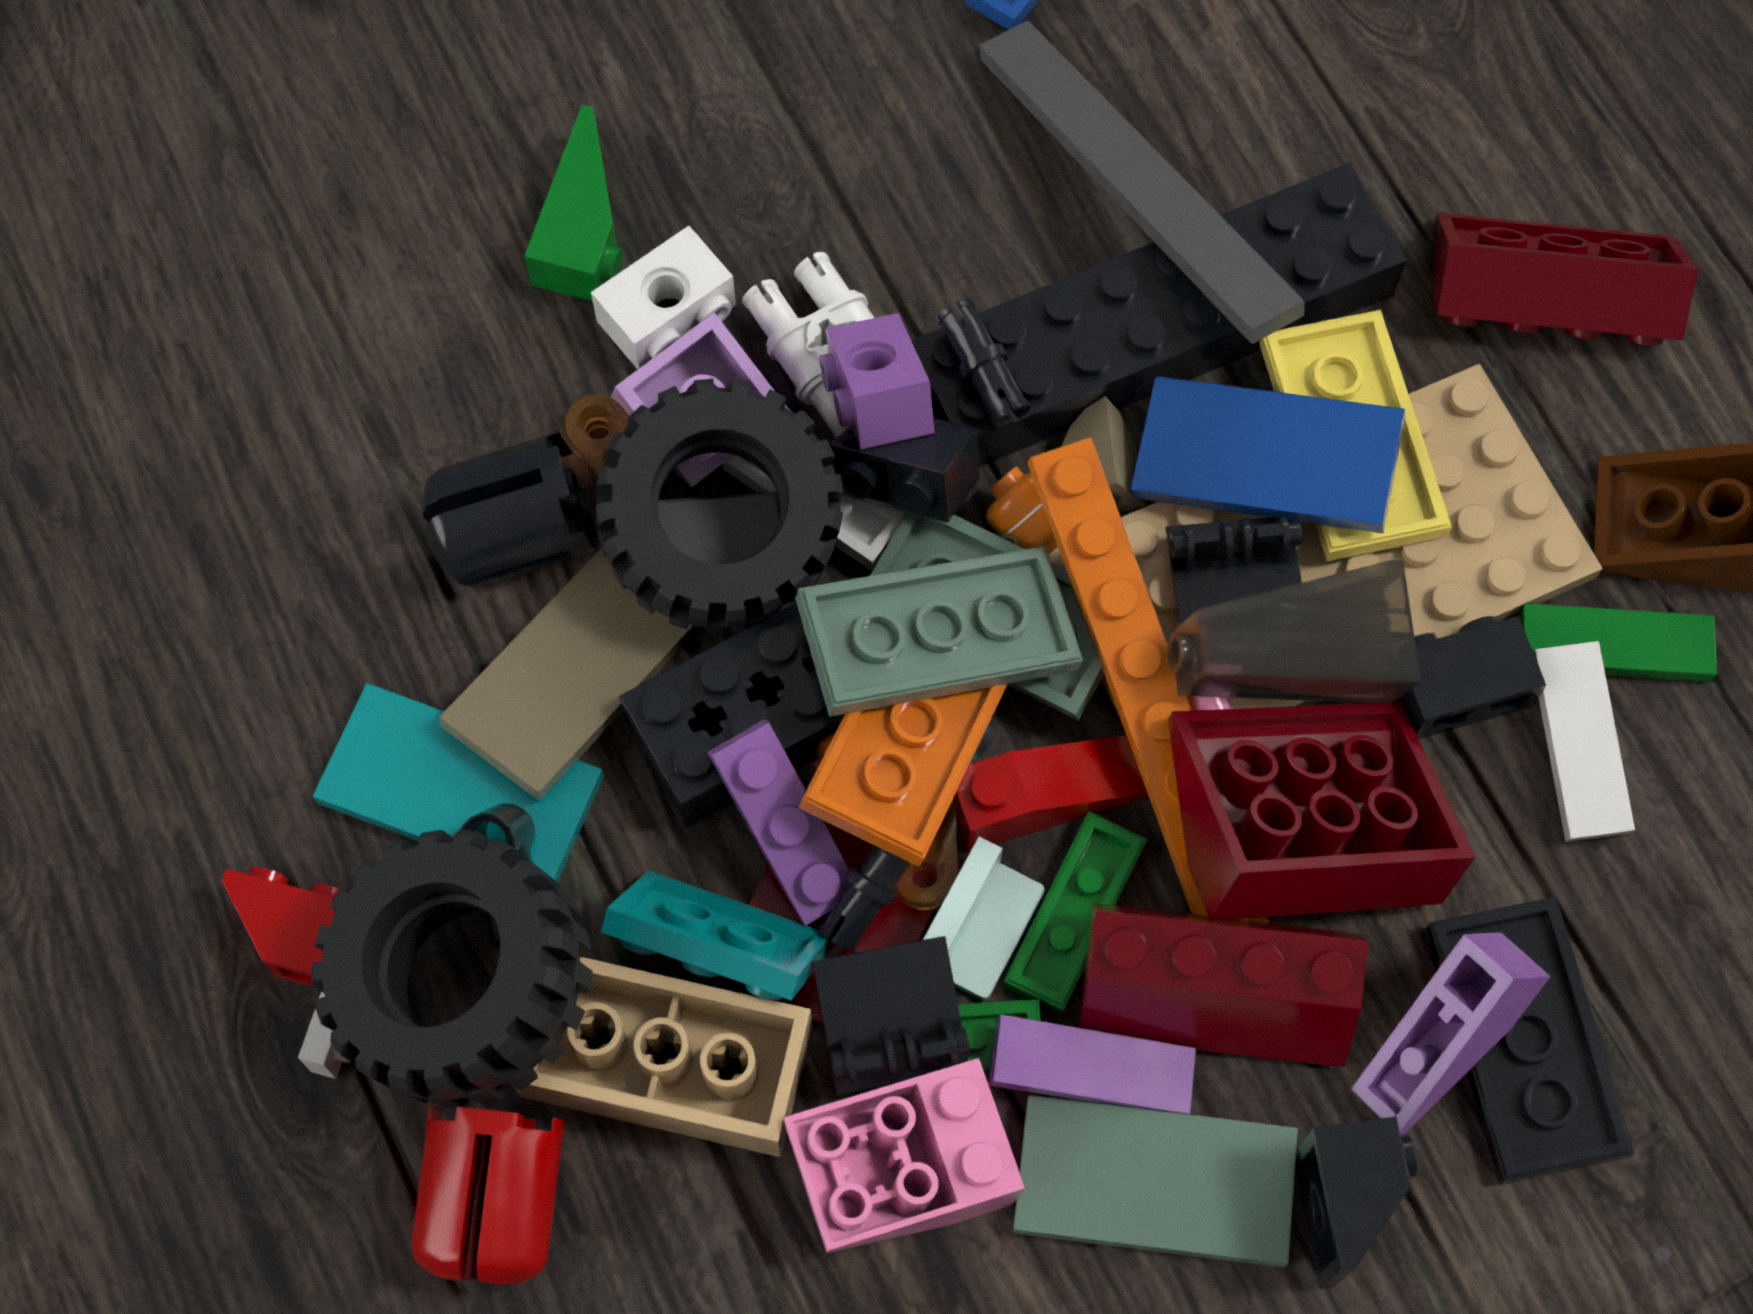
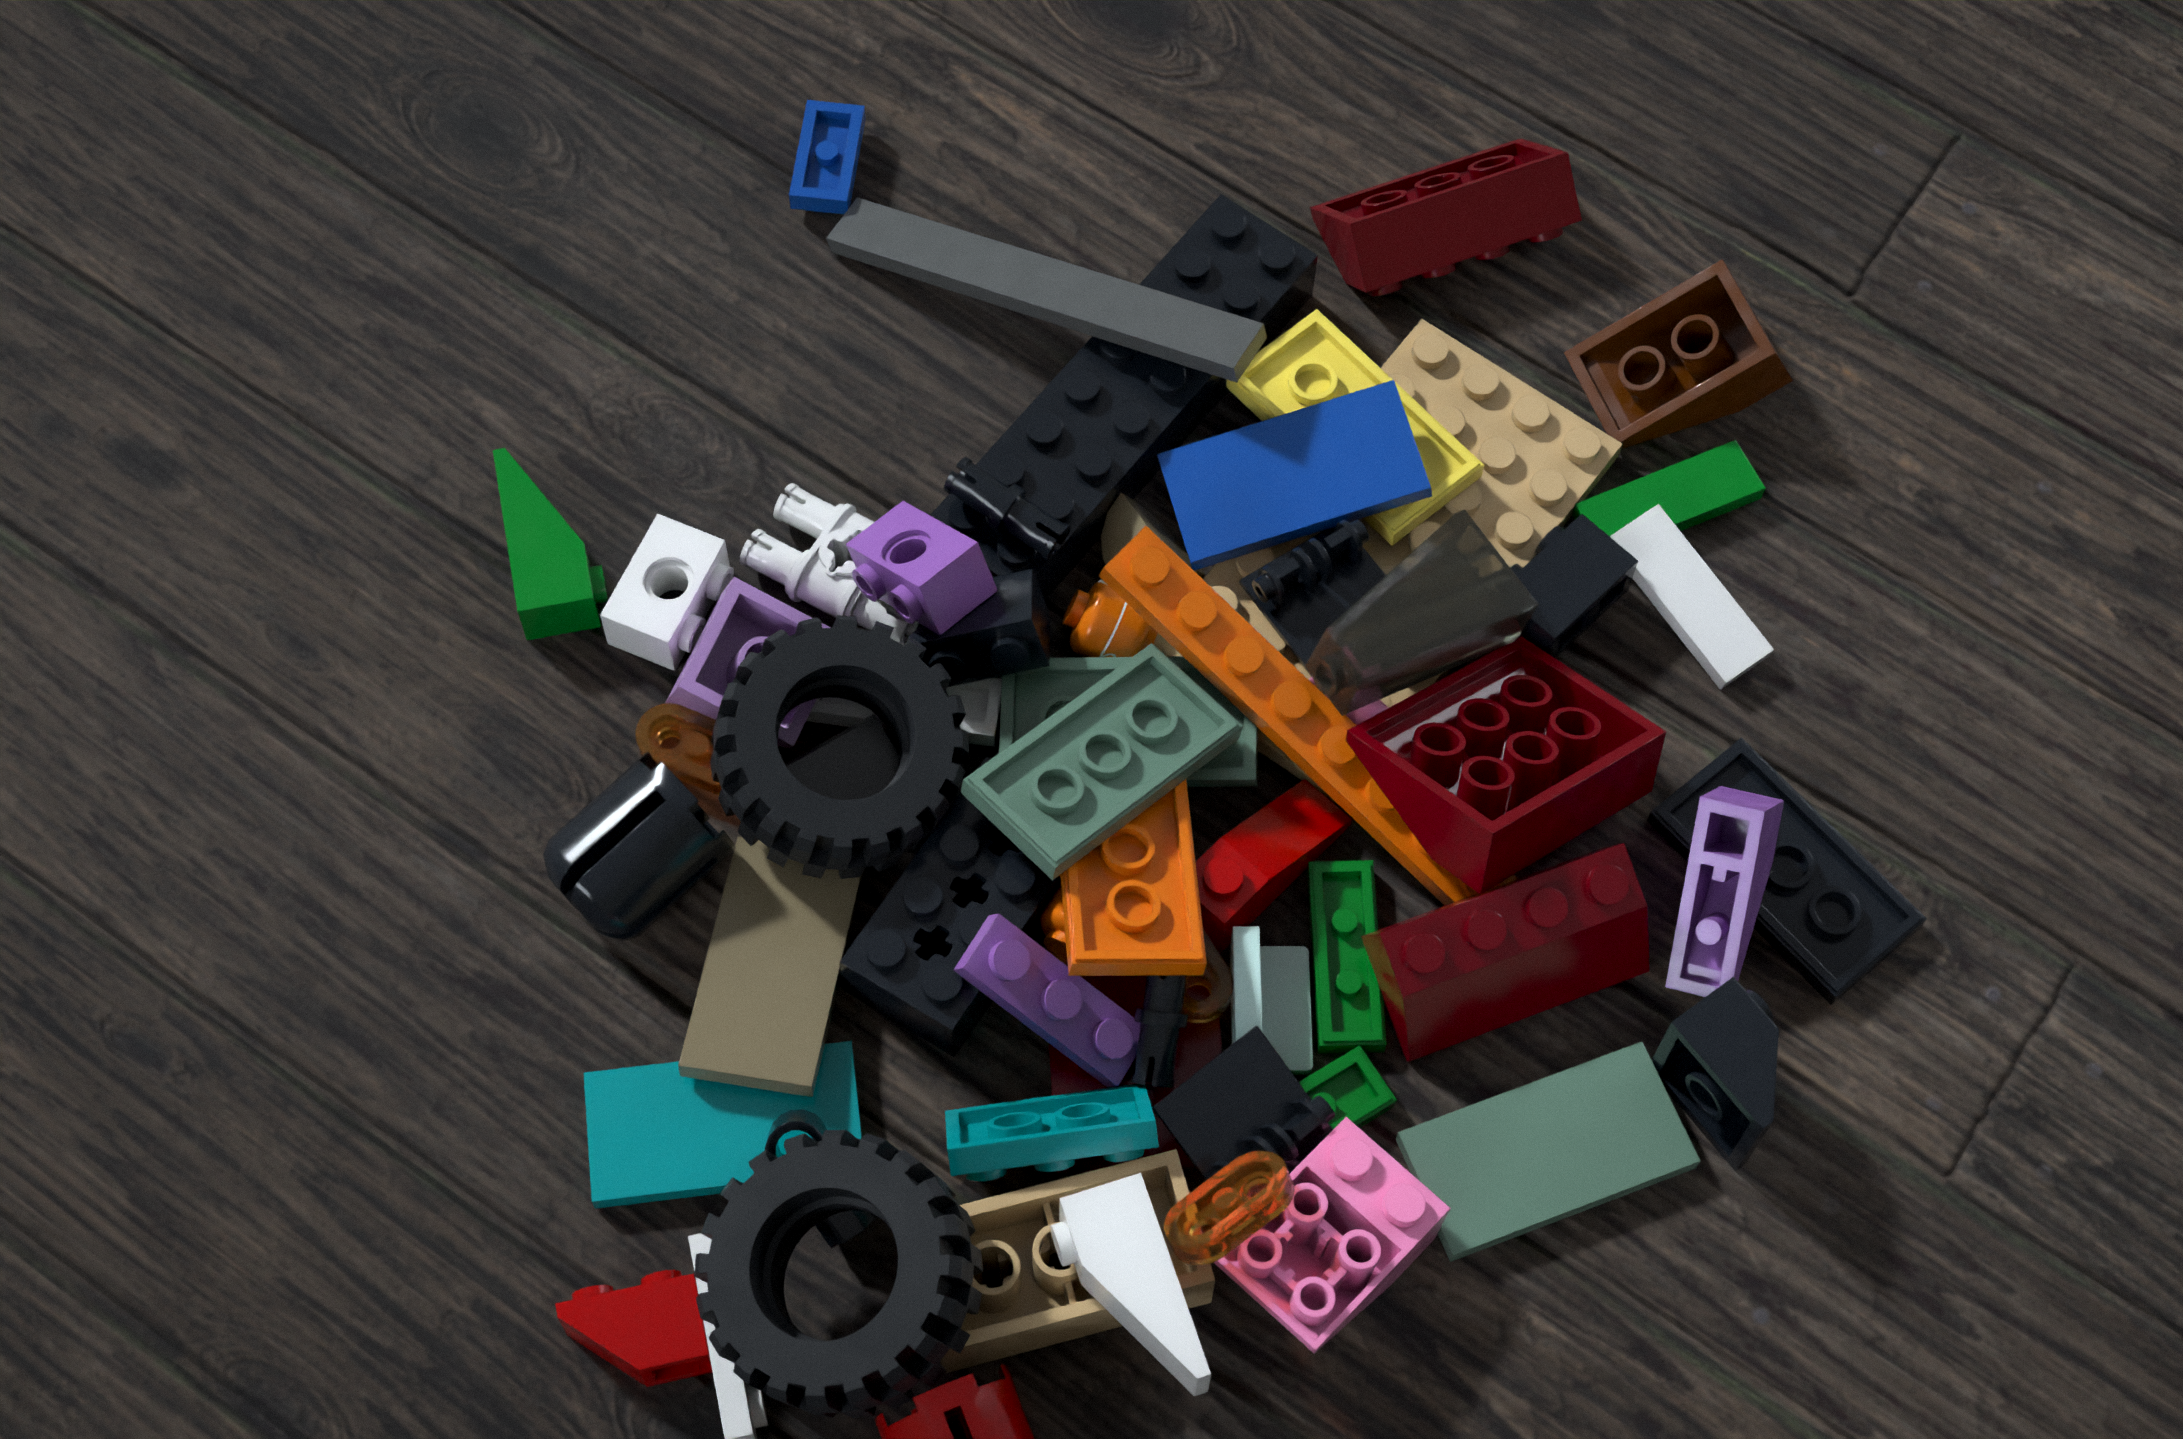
camera: 30 degrees left, 5 degrees down
(703, 1078) = (1128, 1270): none -> white slope
(819, 1086) = (1229, 1207): none -> clear orange plate
(1091, 1065) = (1438, 1078): medium lavender tile -> none

